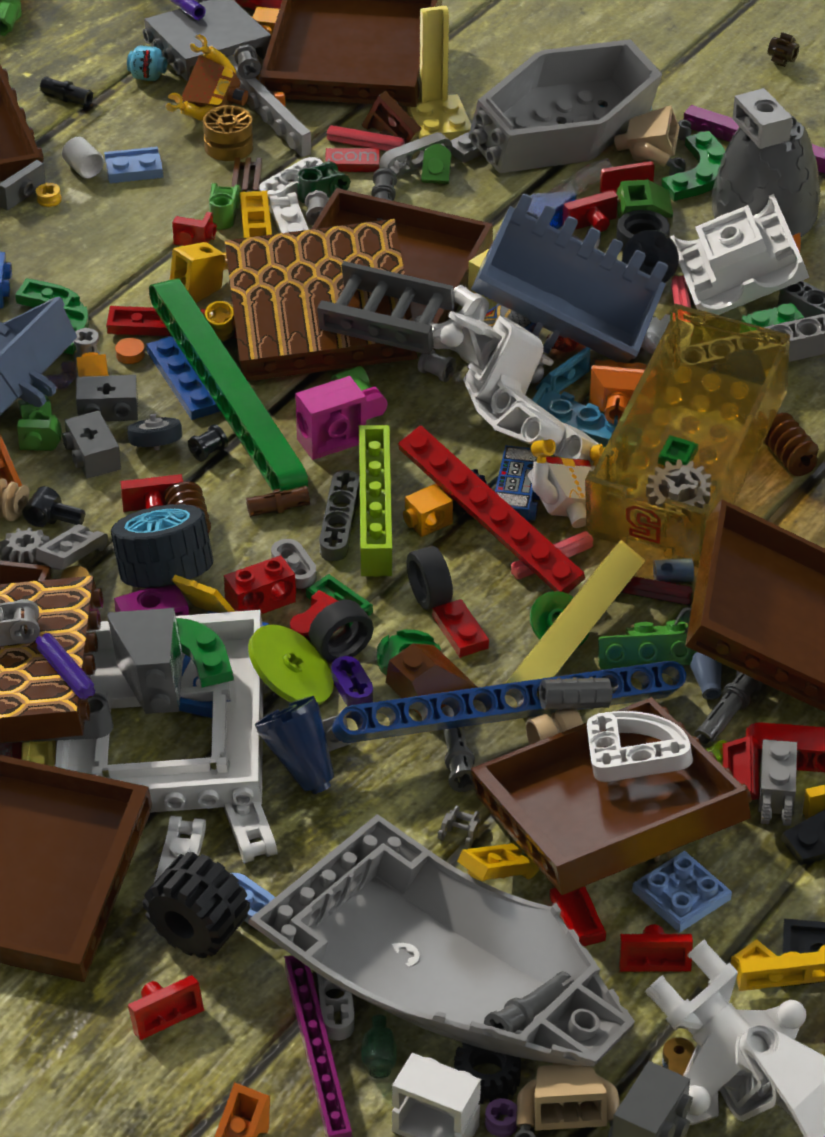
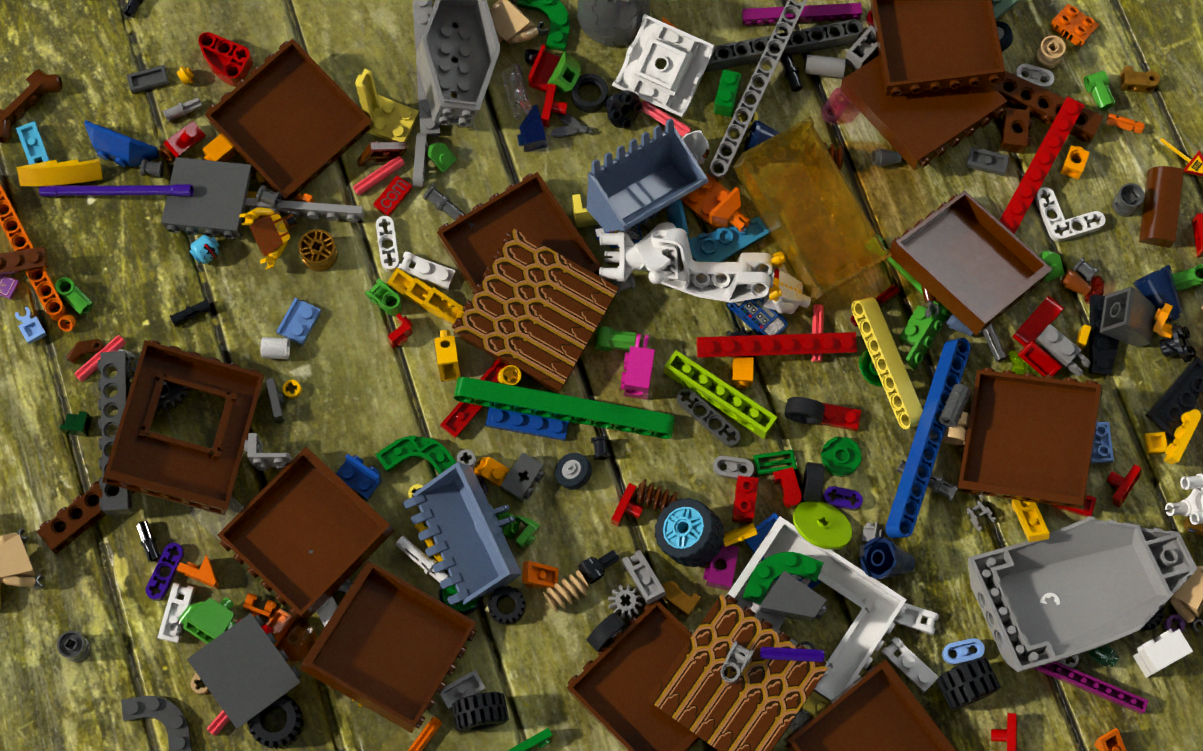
camera: 55 degrees left, 30 degrees up
(91, 444) = (550, 503): dark grey brick -> none
(130, 350) = (481, 436): orange tile -> none
(247, 166) = (350, 256): reddish brown tile -> none
(278, 501) = (681, 430): reddish brown pin -> none
(315, 204) = (430, 249): light grey bush -> none
(321, 177) = (406, 227): dark green piece -> none
(379, 327) = (608, 297): dark grey fence -> none
(424, 671) = (873, 461): reddish brown slope -> none
(520, 1012) = (1140, 579): dark grey pin -> none
(619, 763) = (1015, 420): white beam -> none
(674, 570) = (874, 283): medium blue piece -> none
(677, 448) = (802, 220): green tile -> none
(679, 484) = (834, 247): light grey gear -> none

